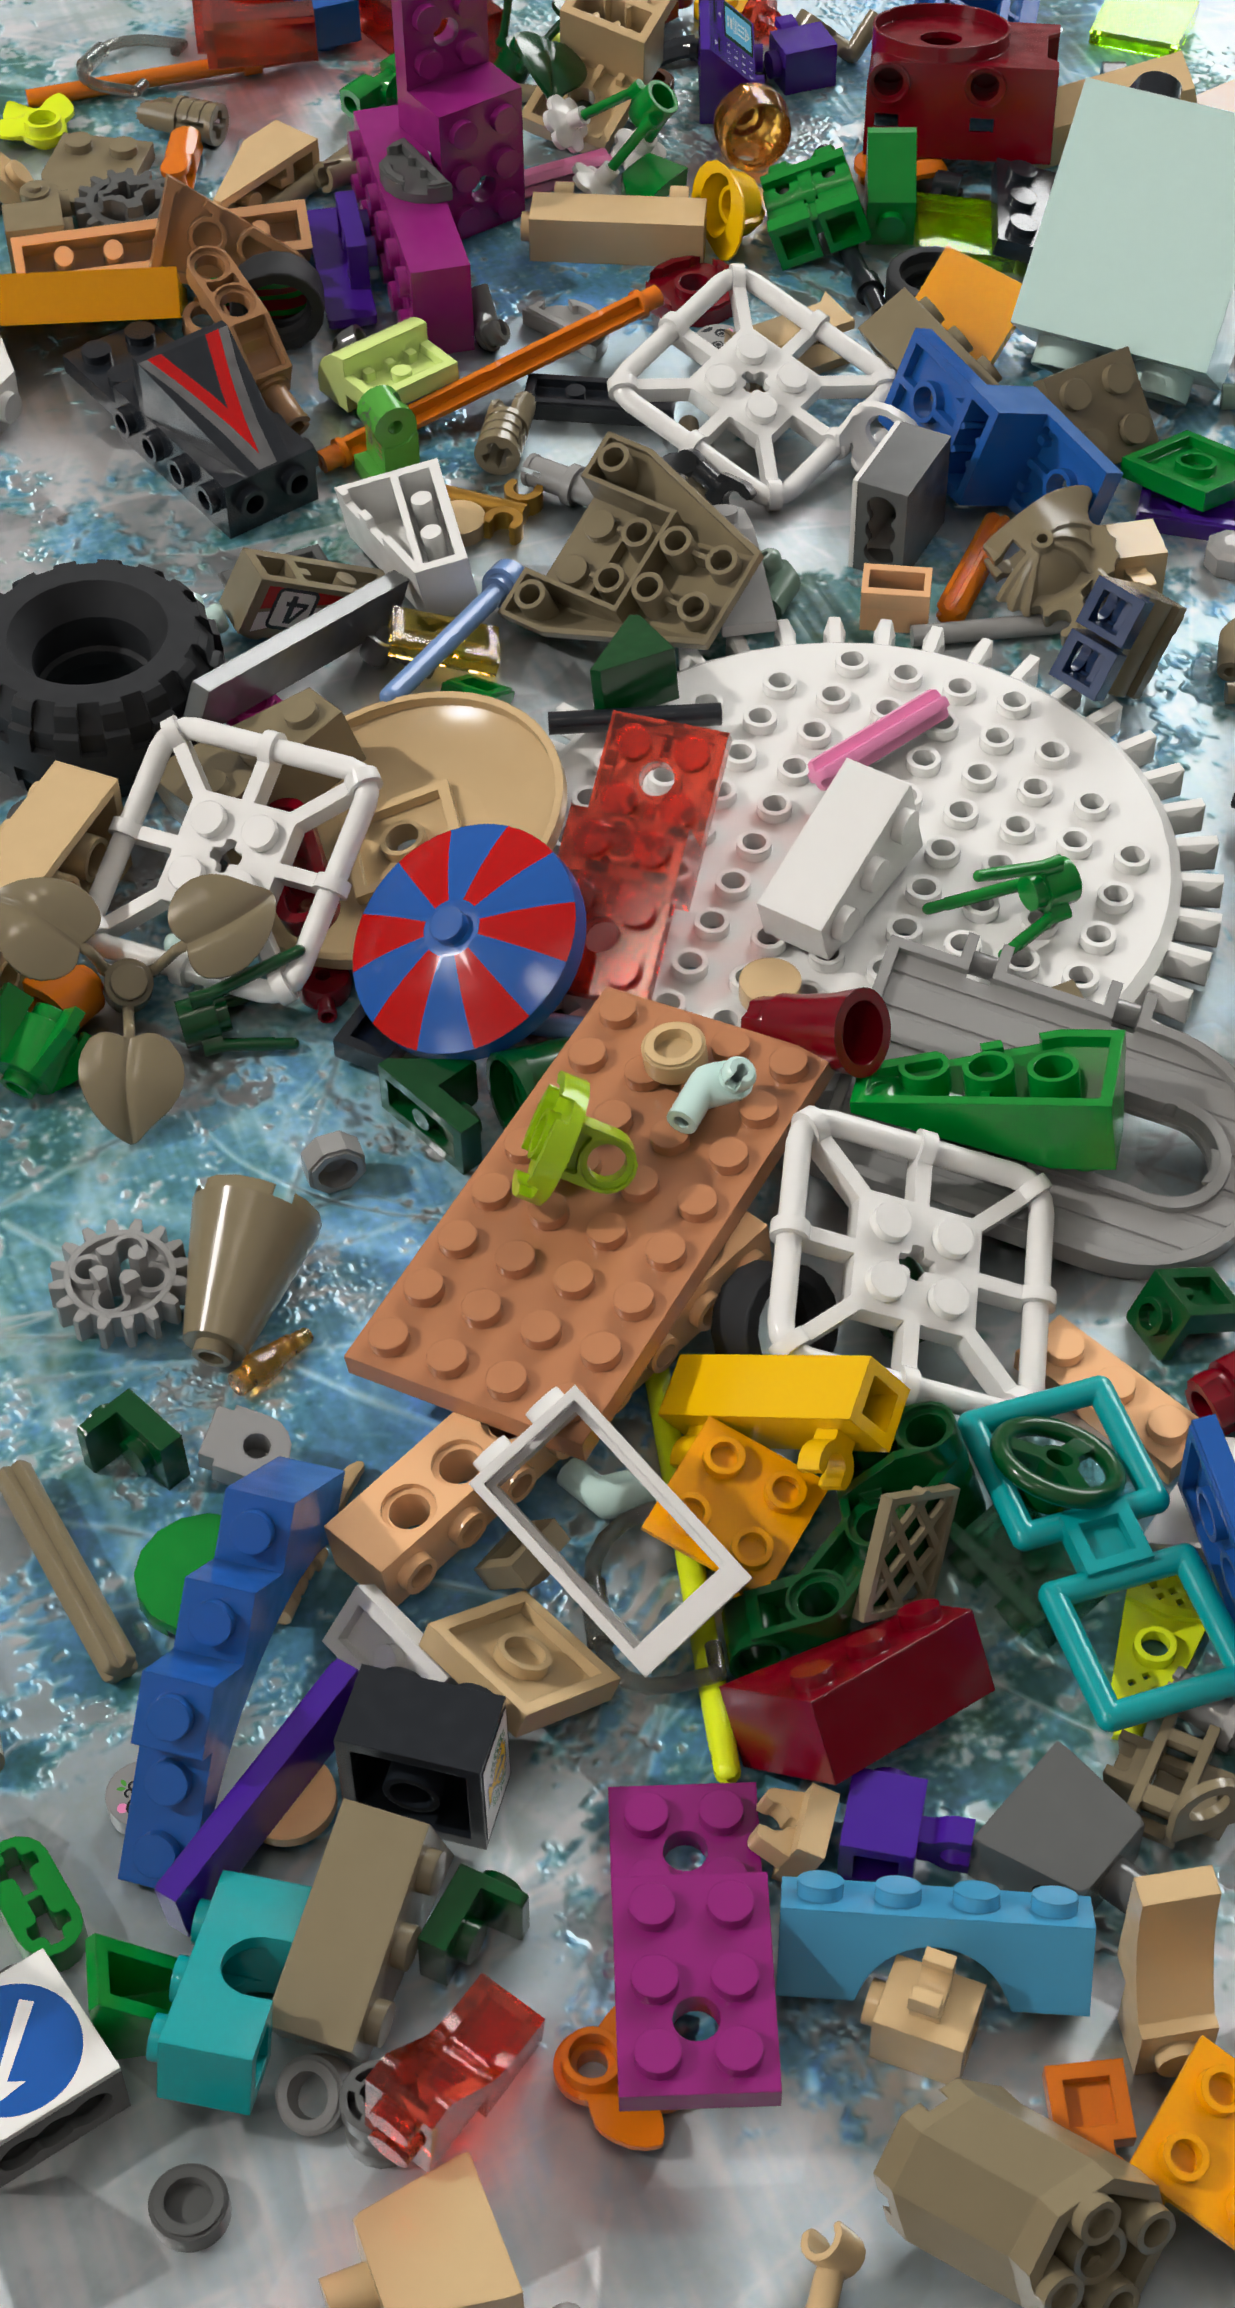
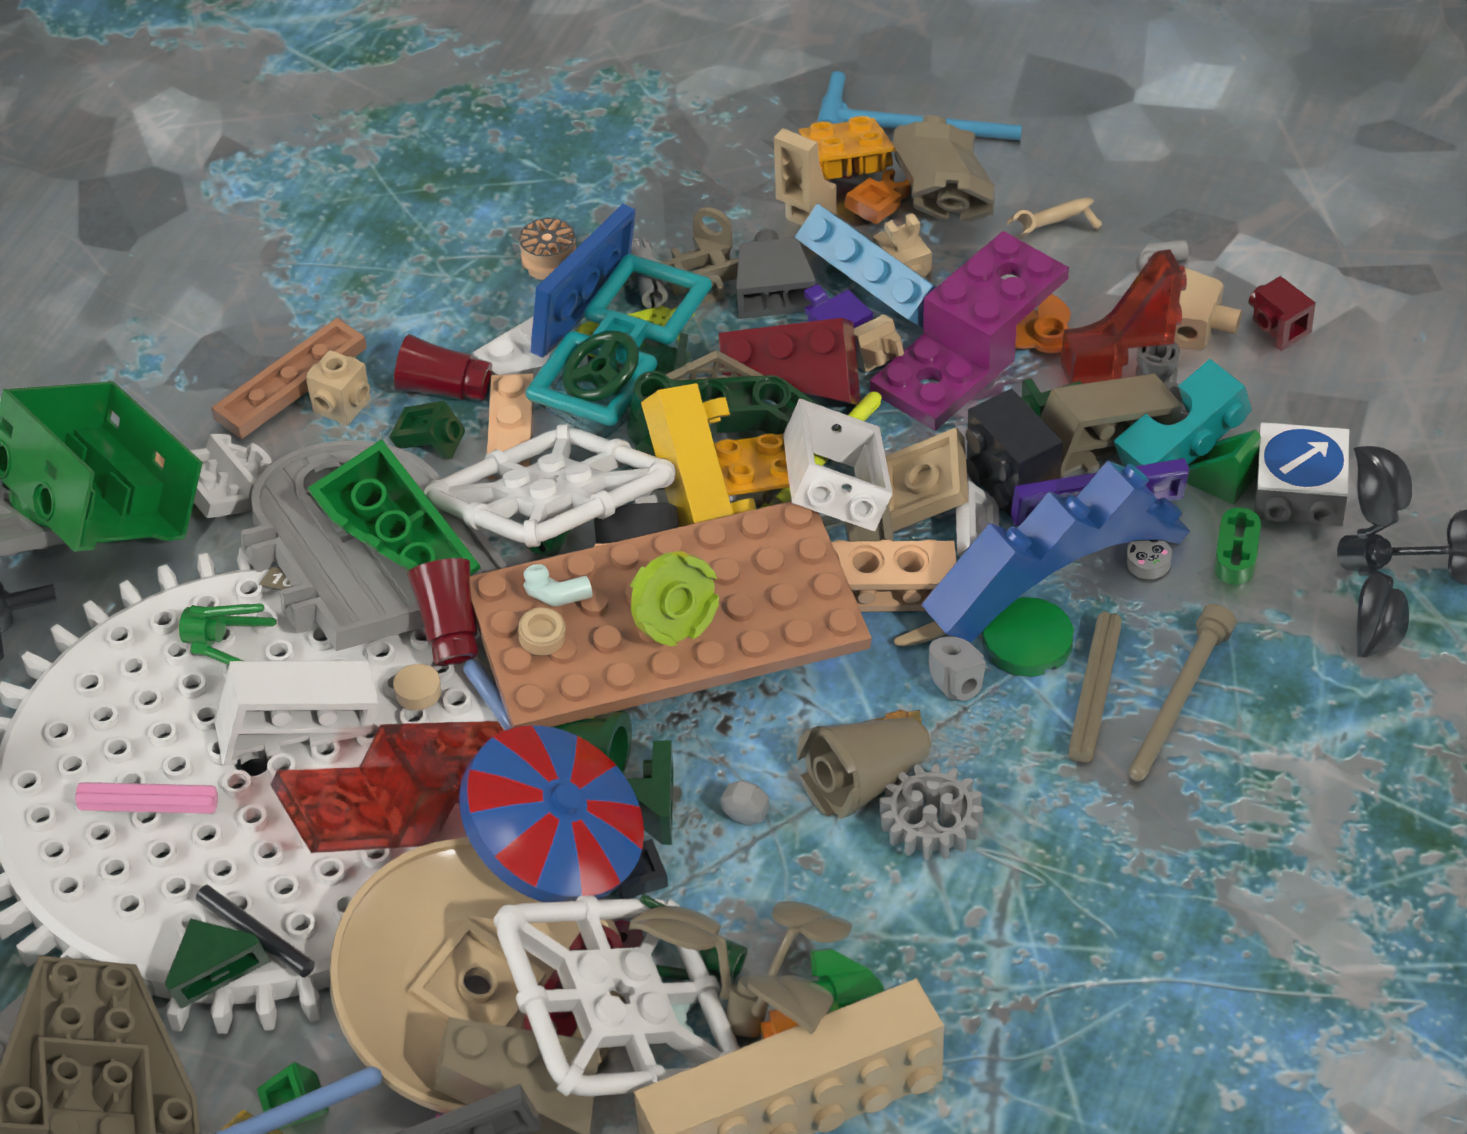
camera: 135 degrees left, 0 degrees up
(139, 1434) = (1003, 724): dark green bracket -> none
(189, 2207) = (1266, 397): dark grey tile -> none

